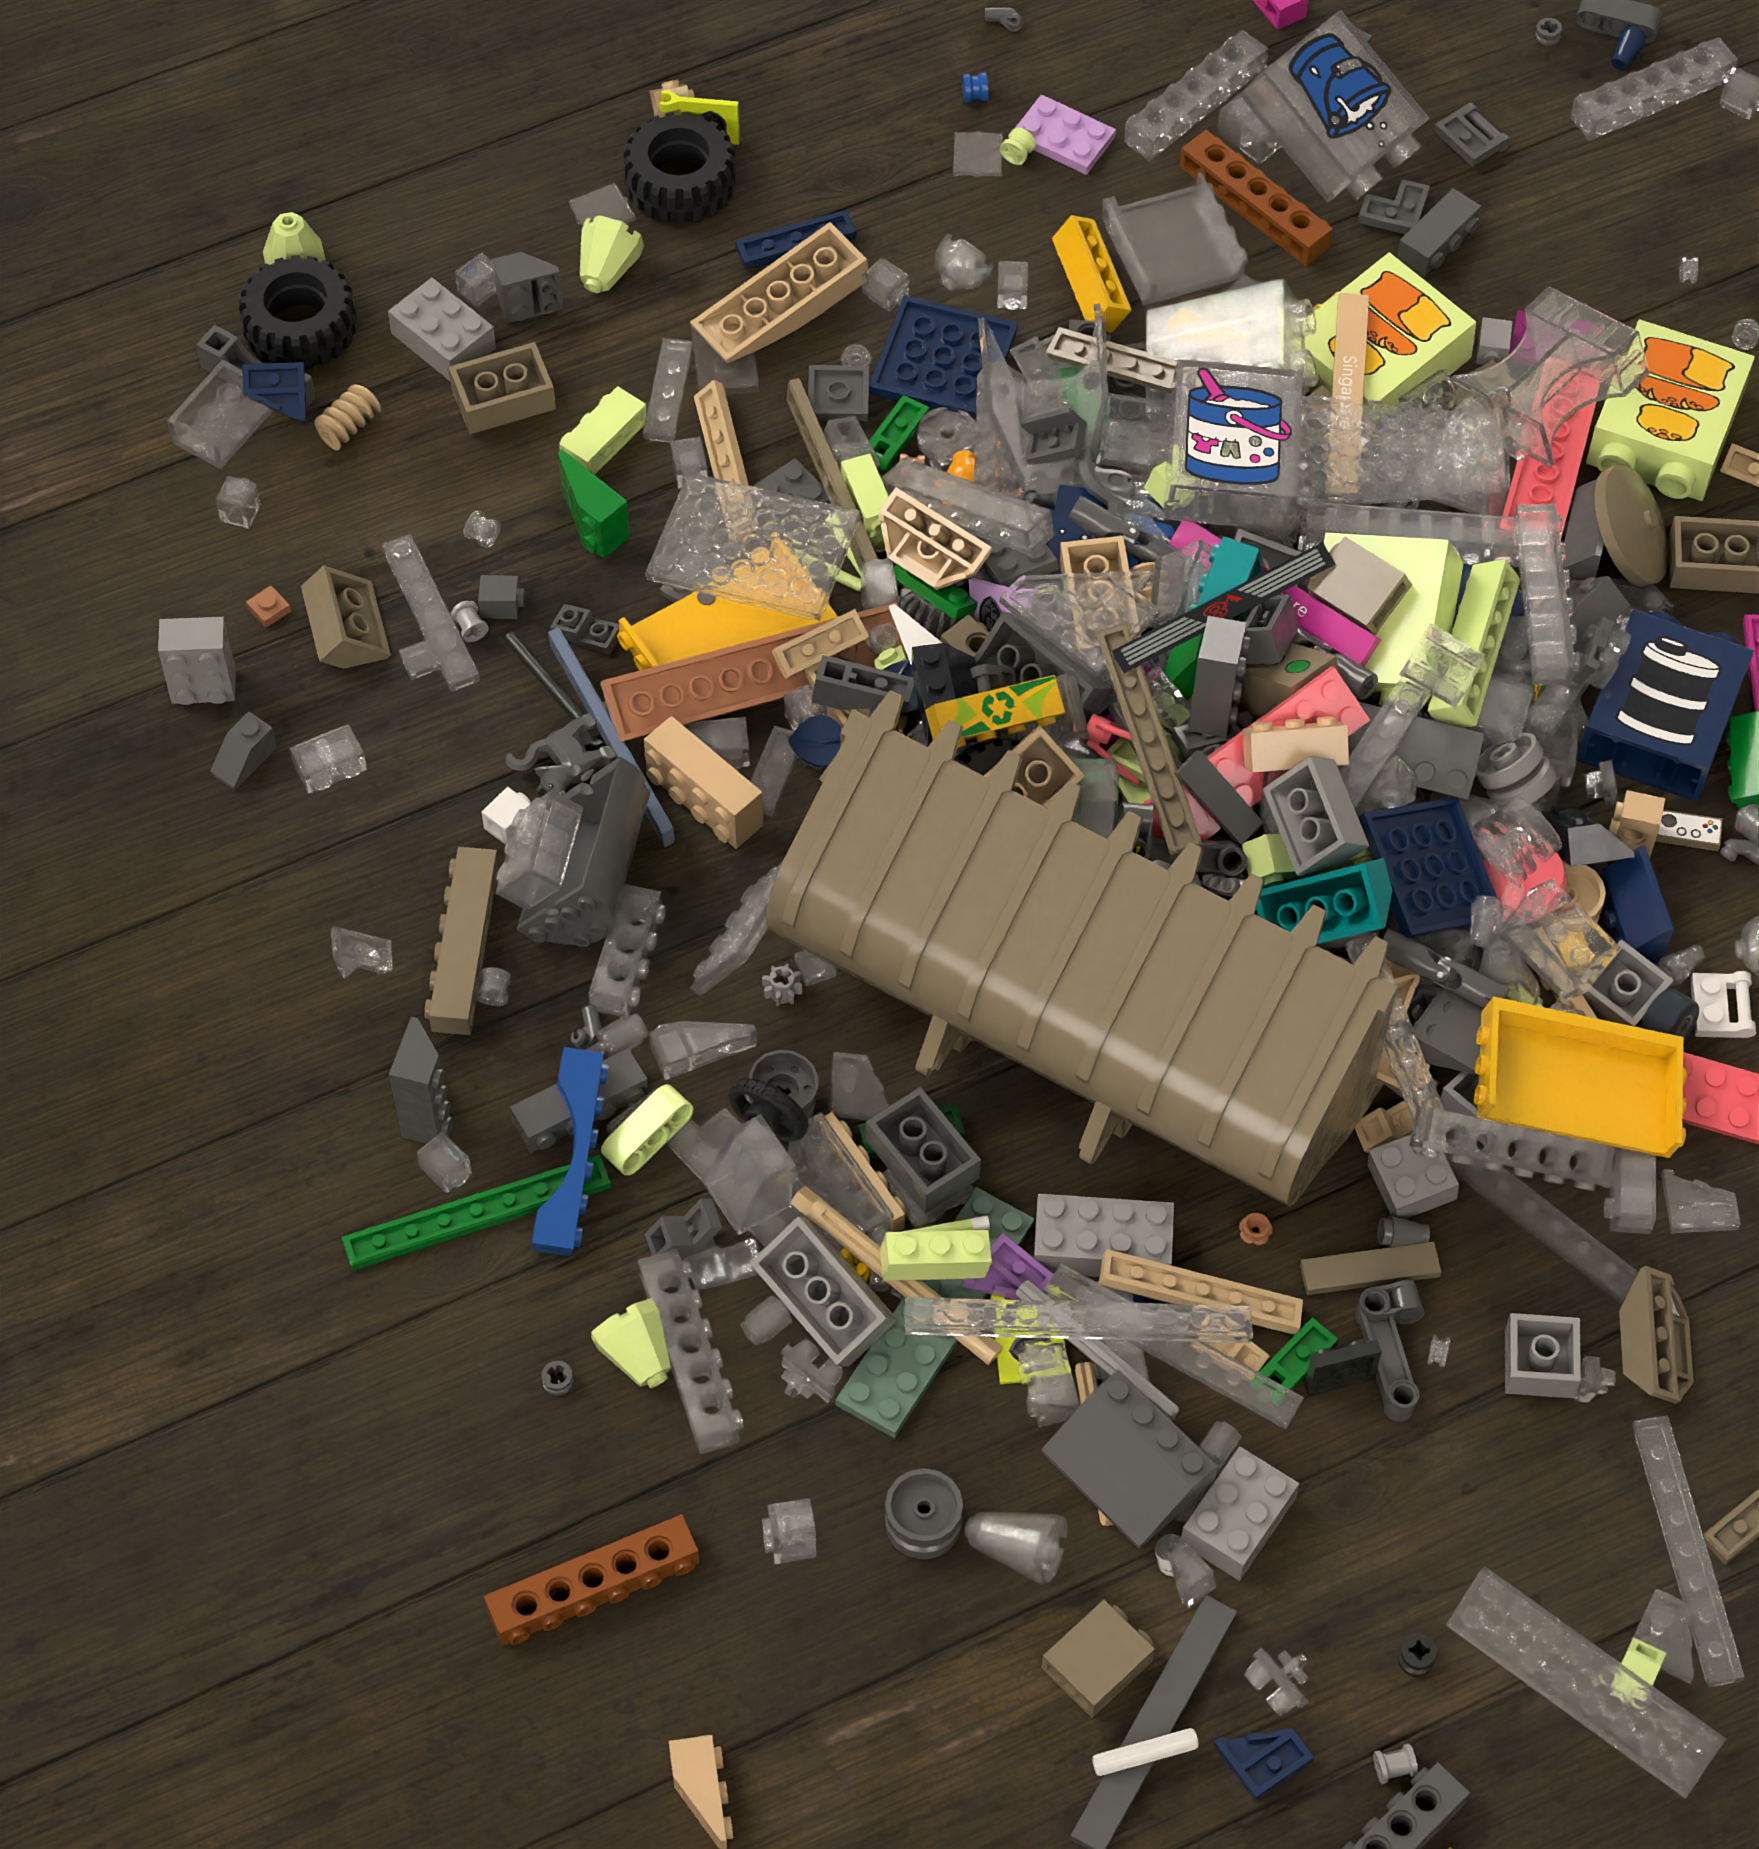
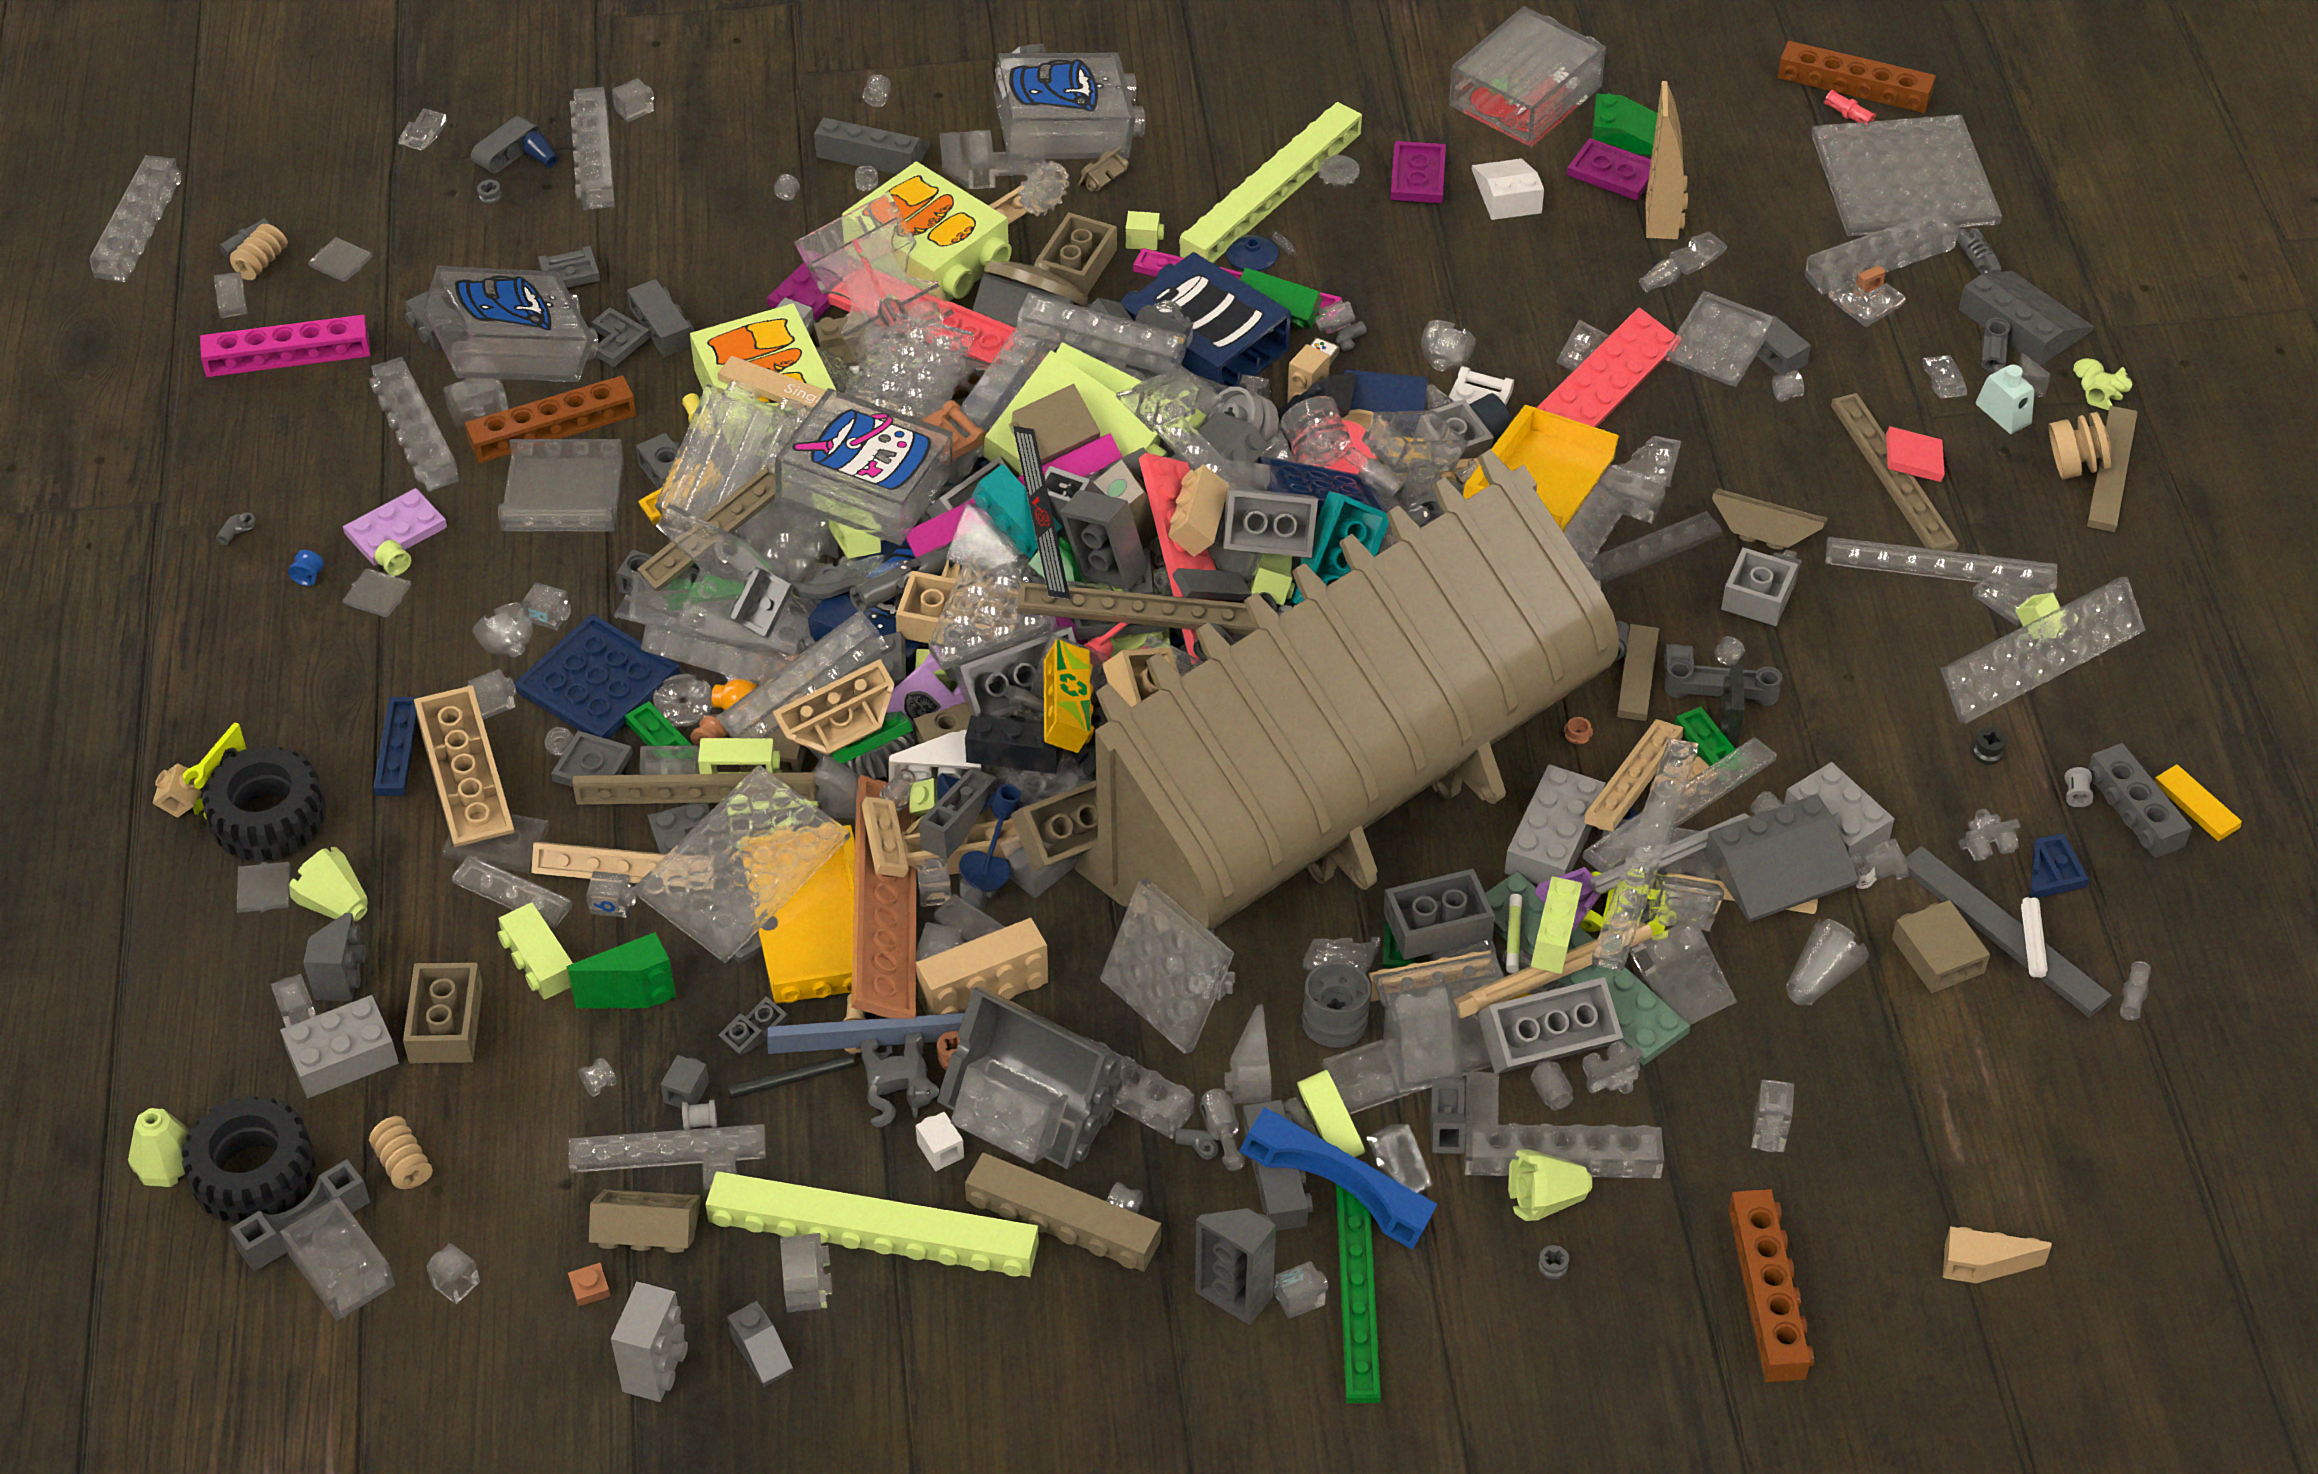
camera: 70 degrees left, 10 degrees down
(277, 387) = (352, 1185): dark blue wing -> none
(360, 950) = (1041, 1301): clear slope -> none
(398, 797) = (873, 1224): none -> yellowish green brick
(623, 1204) = (1400, 1157): none -> clear arch
(776, 1107) = (1371, 998): black wheel -> none
(923, 1513) = (1779, 1021): dark grey wheel -> none
(960, 1410) = (1684, 972): none -> clear slope
(1091, 271) = (570, 546): yellow brick -> none
(1330, 503) = (961, 445): none -> nougat plate

